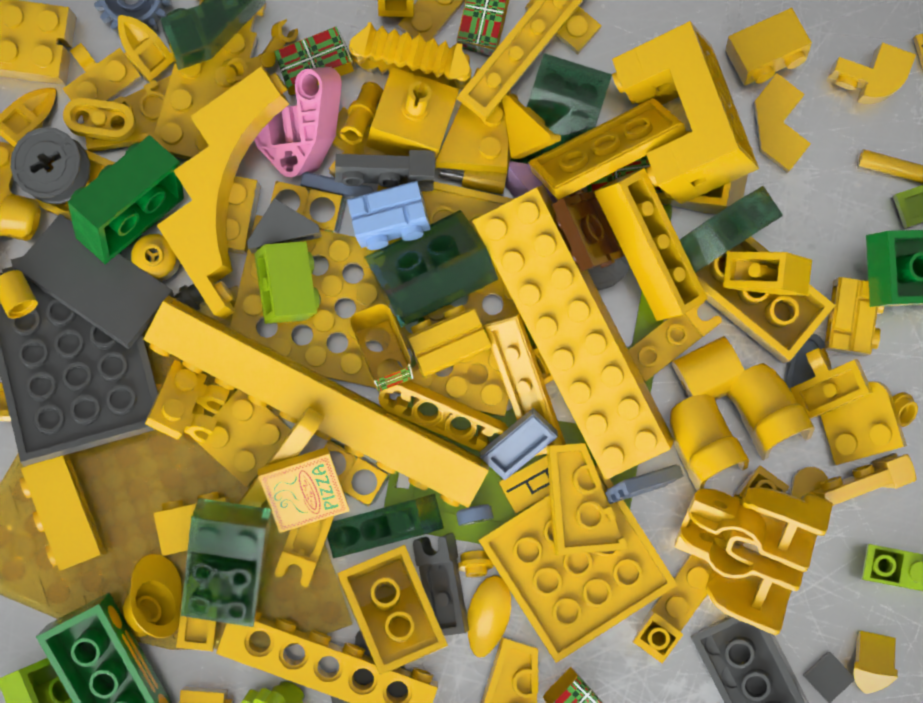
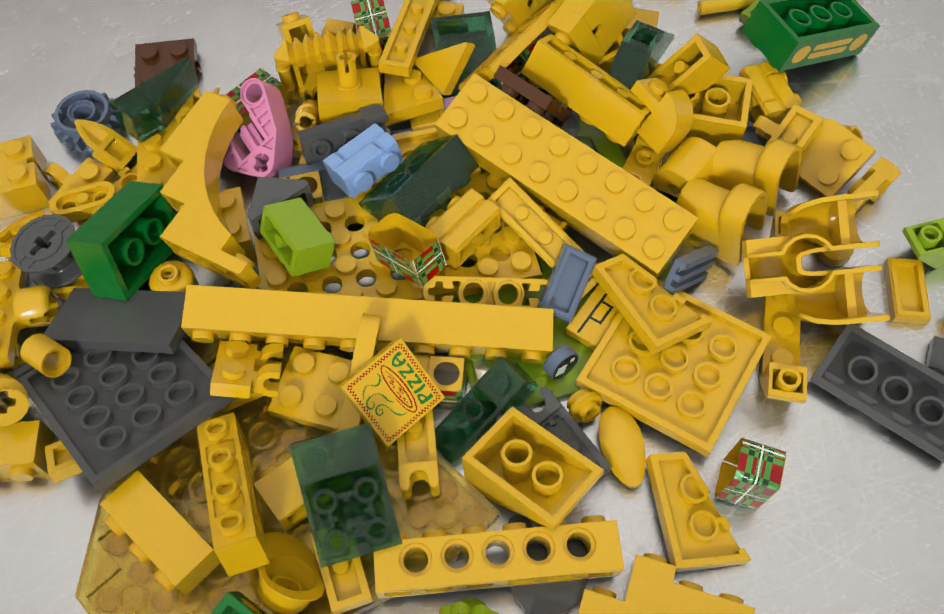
camera: 20 degrees left, 25 degrees down
(132, 514) = (231, 496): none -> yellow brick
(715, 312) = (669, 116): none -> yellow brick
(840, 595) = (907, 291): none -> yellow tile

